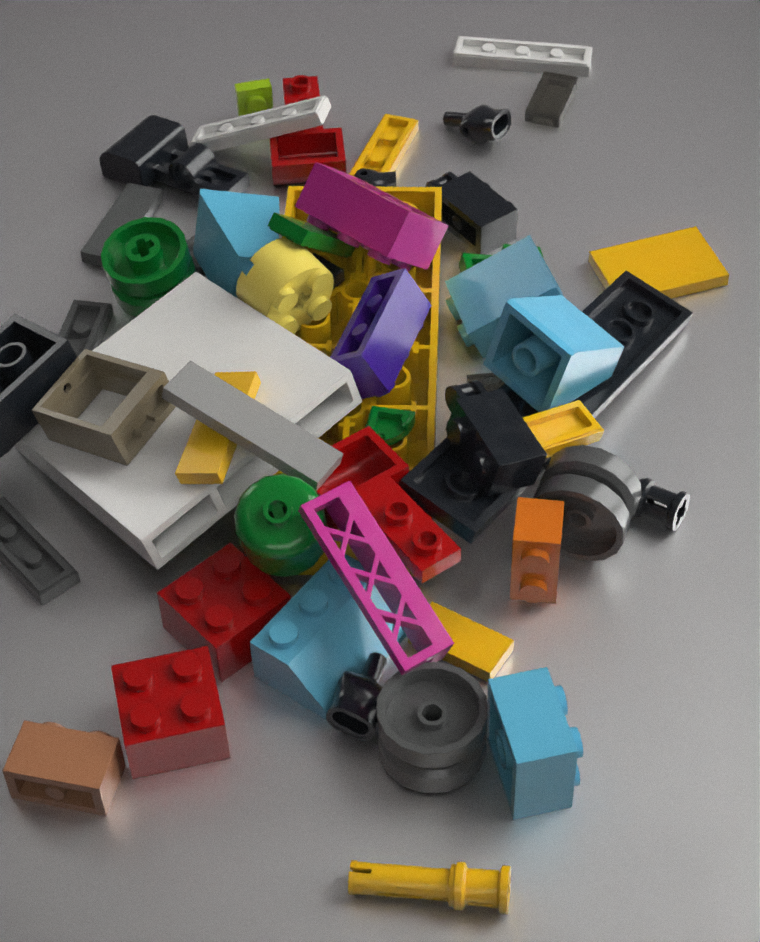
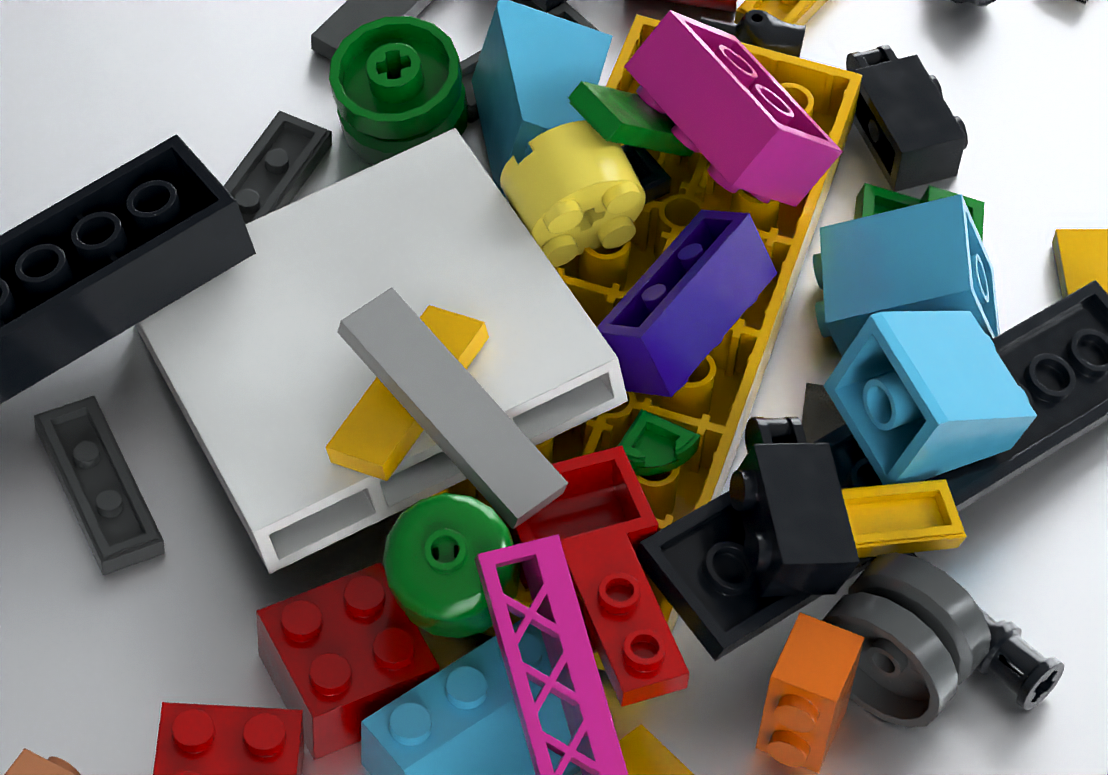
camera: 10 degrees right, 5 degrees up
(126, 427) = (291, 348): dark tan window -> none

